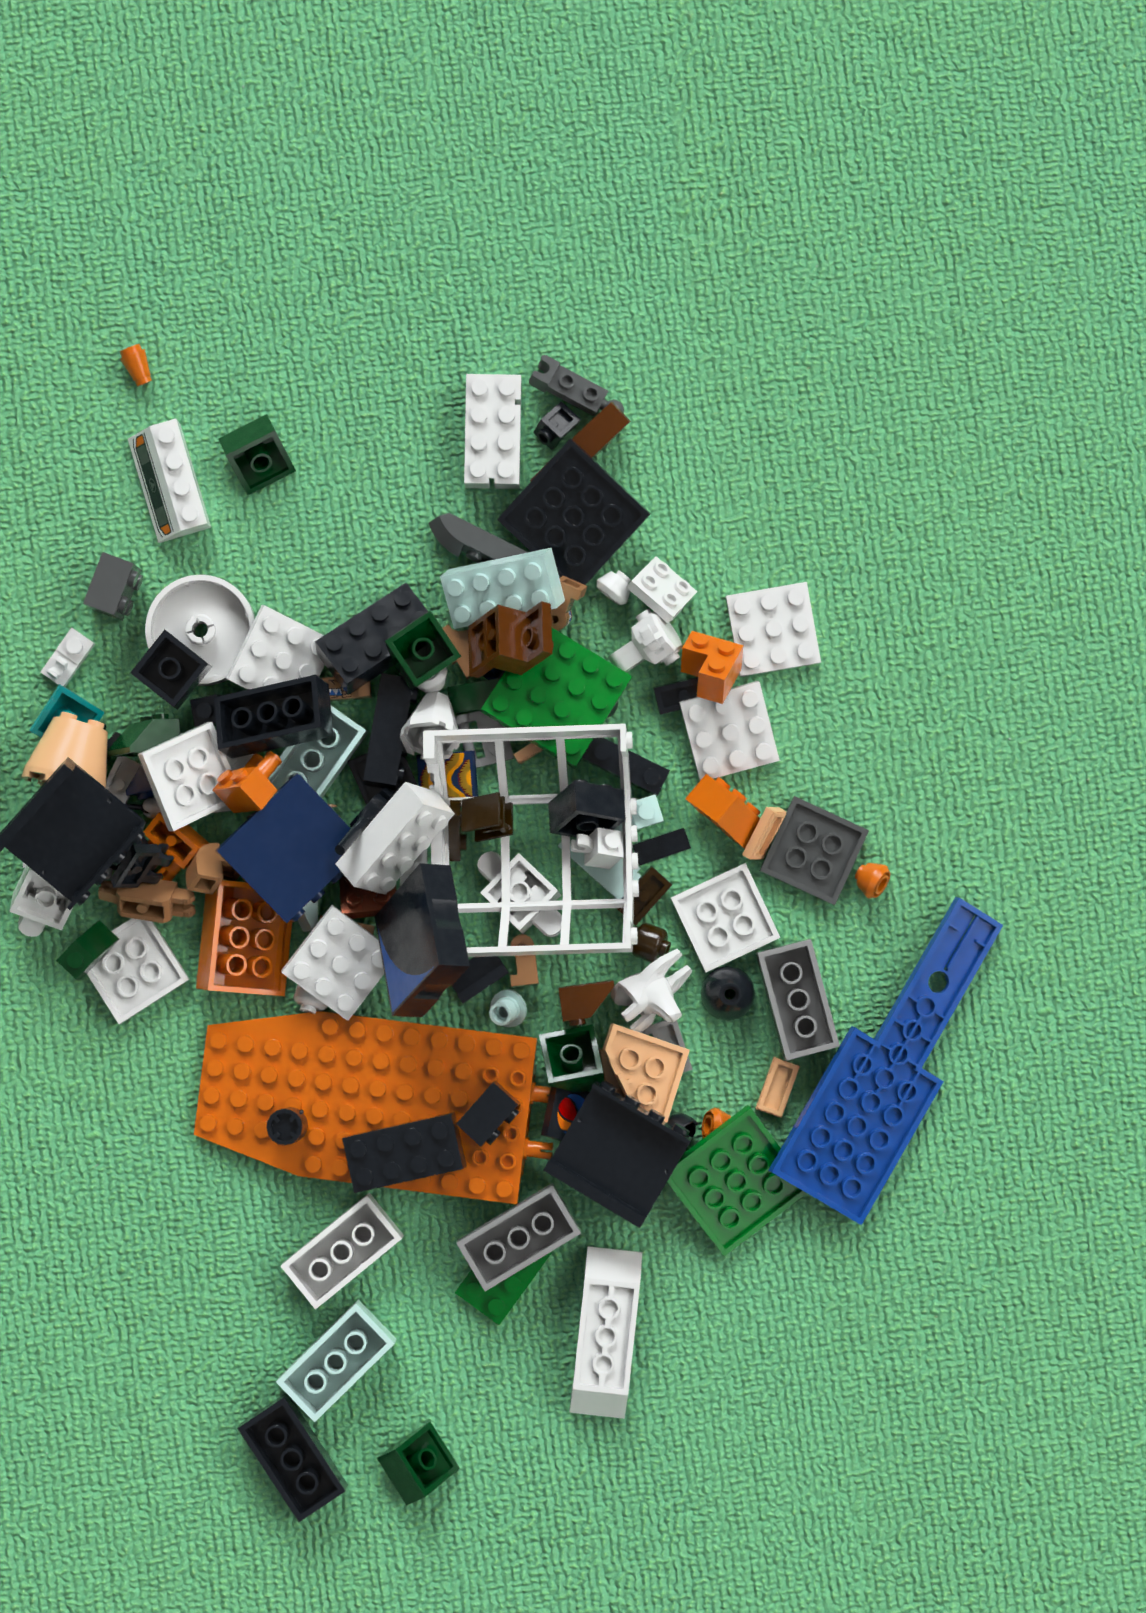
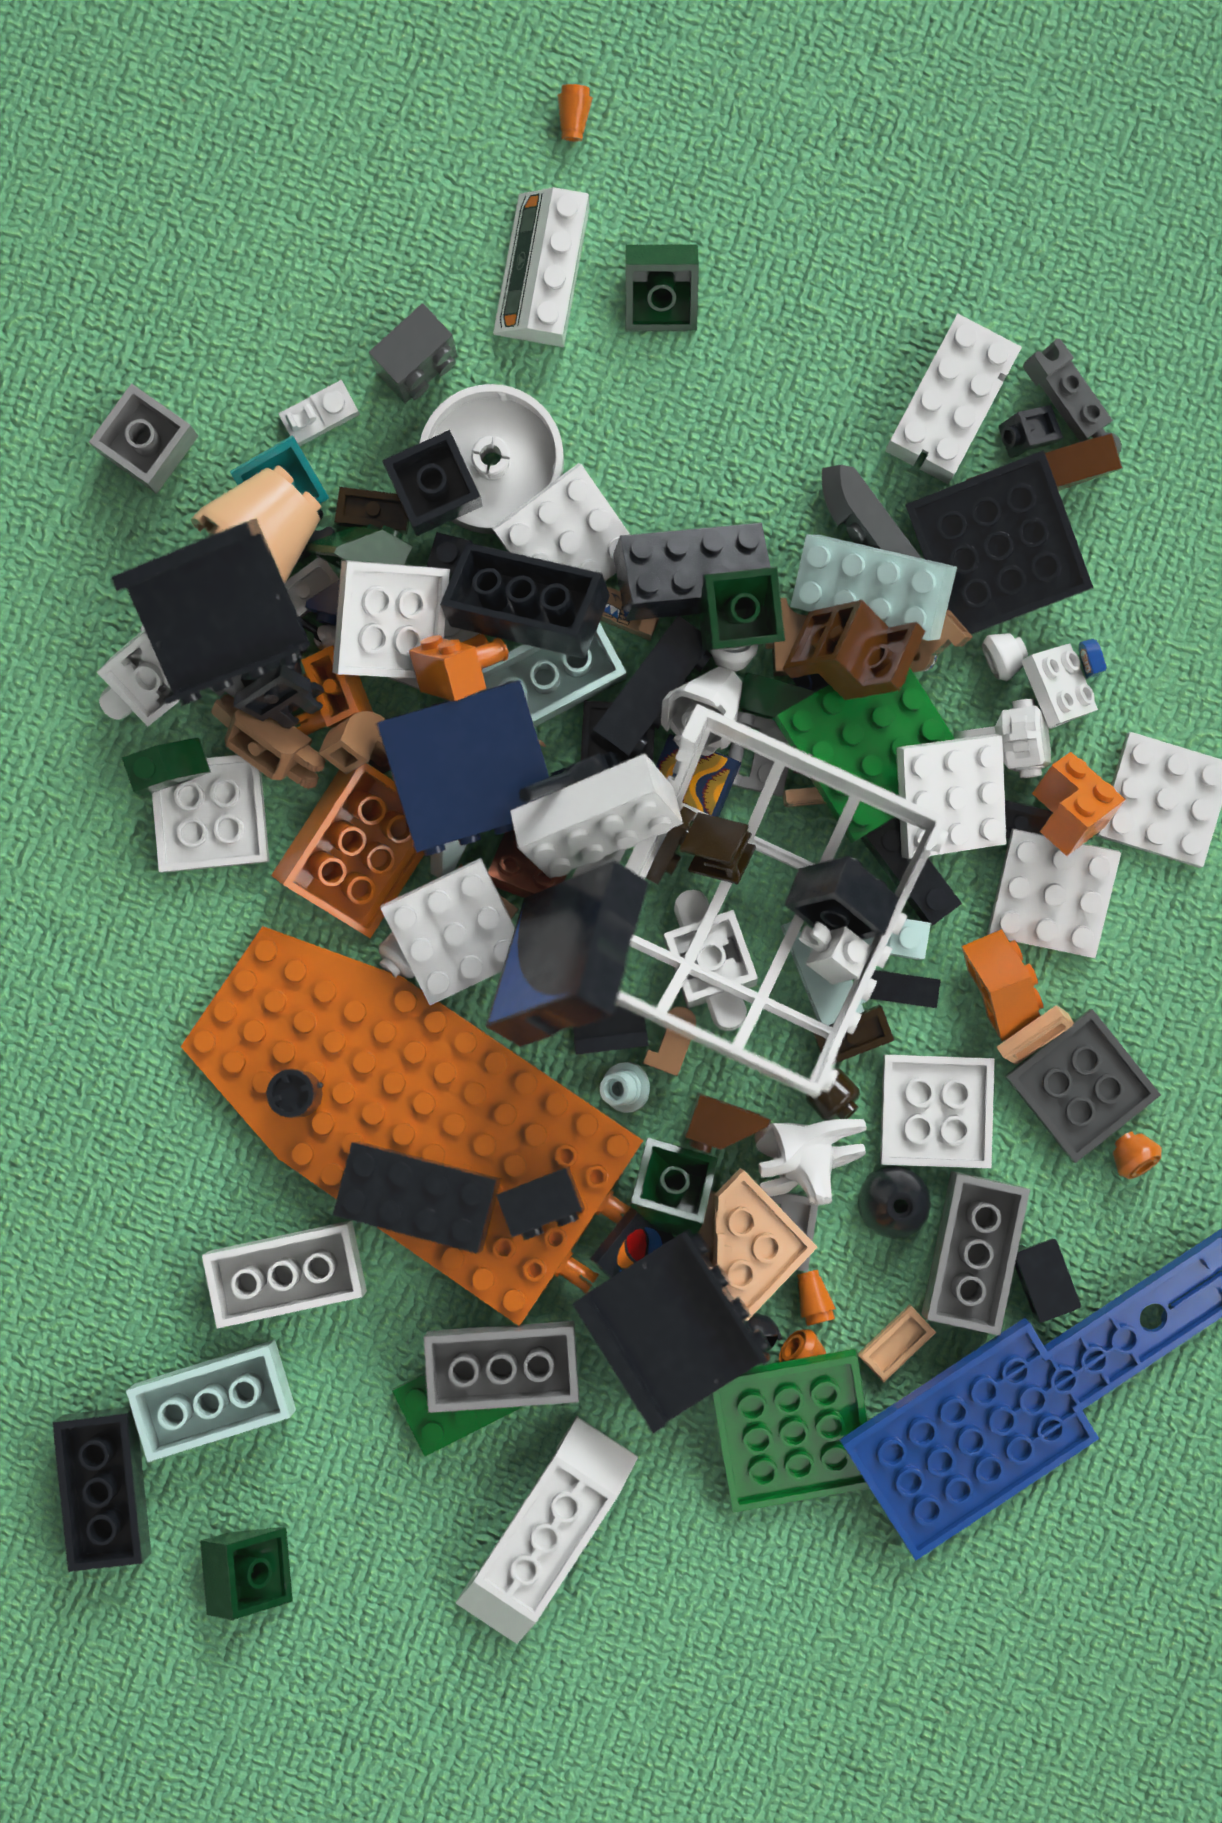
camera: 30 degrees right, 0 degrees up
(137, 704) = (367, 507): none -> dark brown plate
(629, 695) = (960, 783): none -> white plate
(675, 559) = (1091, 658): none -> blue tile
(706, 1085) = (814, 1299): none -> orange cone
(854, 993) = (1046, 1280): none -> black panel

